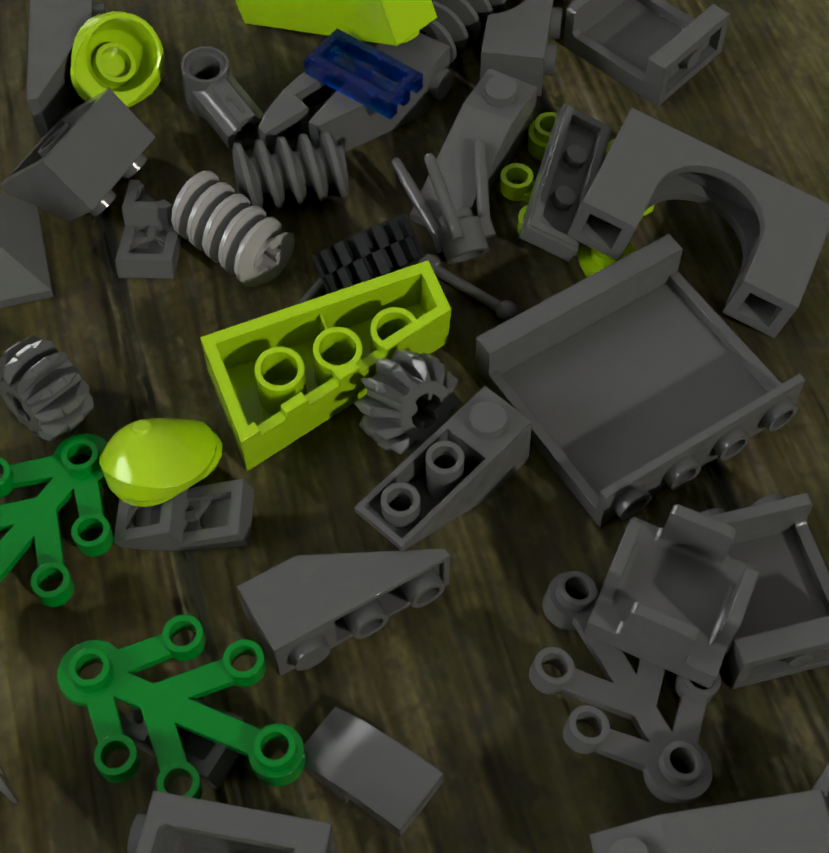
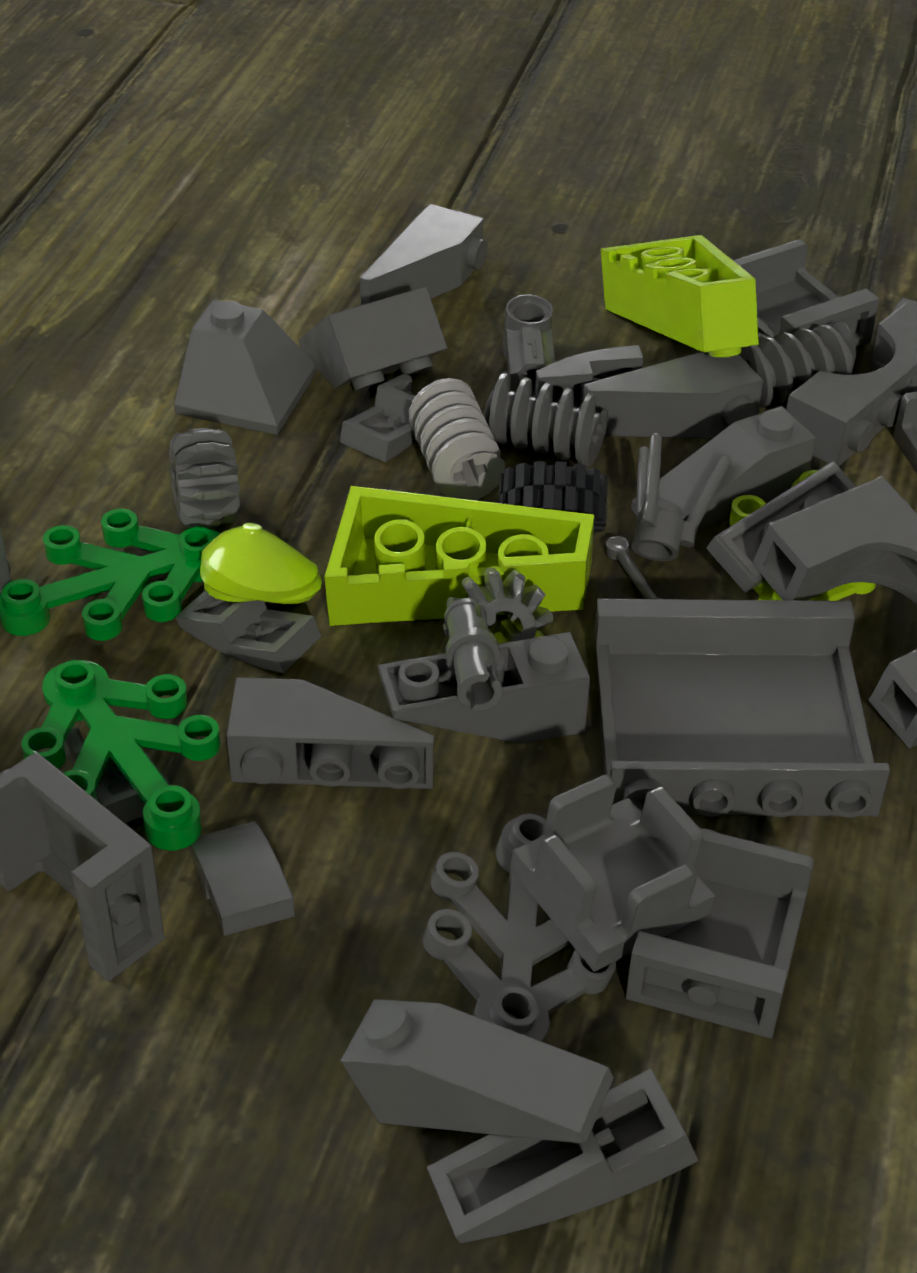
camera: 30 degrees right, 15 degrees down
(117, 54) = (465, 282): lime hat -> none
(356, 77) = (651, 366): clear blue tile -> none
(443, 462) = (472, 655): none -> dark grey pin

